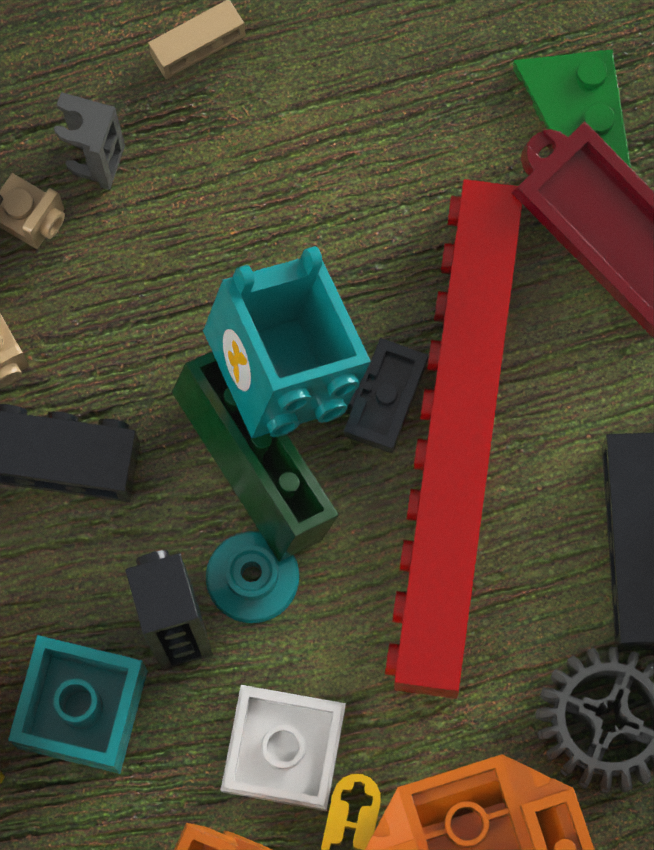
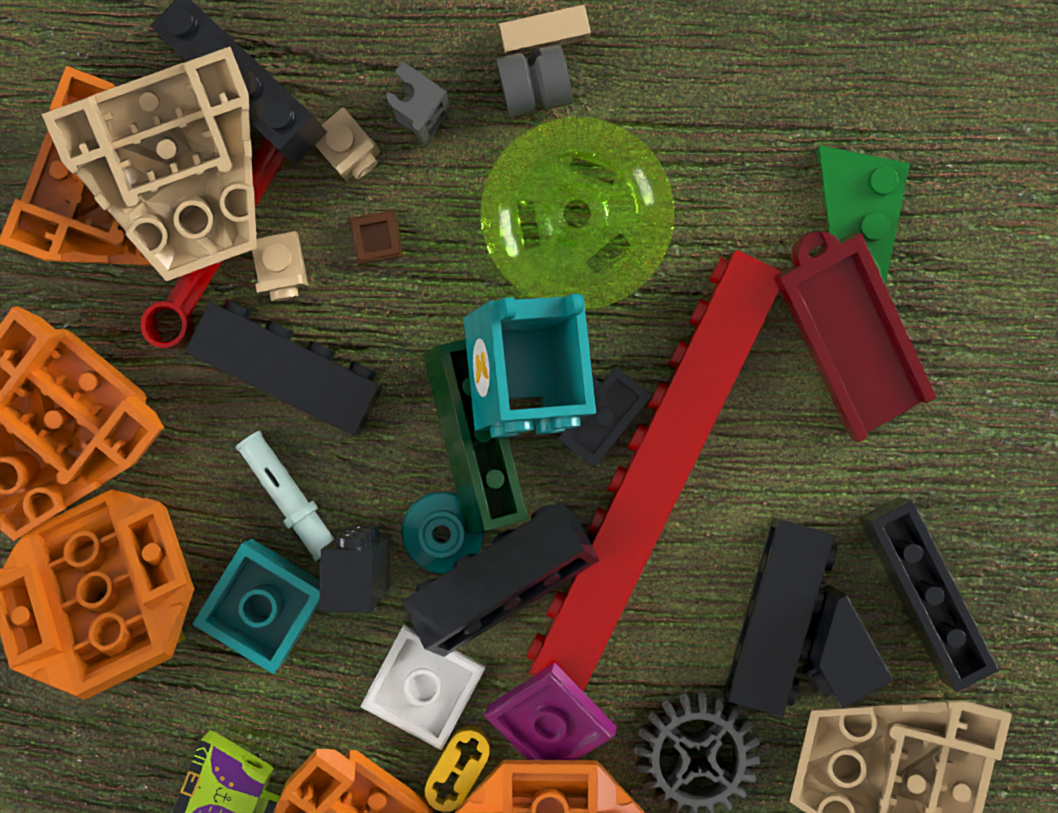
camera: 15 degrees right, 15 degrees up
(86, 292) = (376, 237): none -> reddish brown tile
(87, 598) = (287, 496): none -> light aqua pin
(205, 83) = (534, 80): none -> dark grey wheel
(234, 171) = (538, 171): none -> clear neon green gear
(329, 592) = (500, 579): none -> black brick
(433, 724) = (550, 718): none -> magenta tile

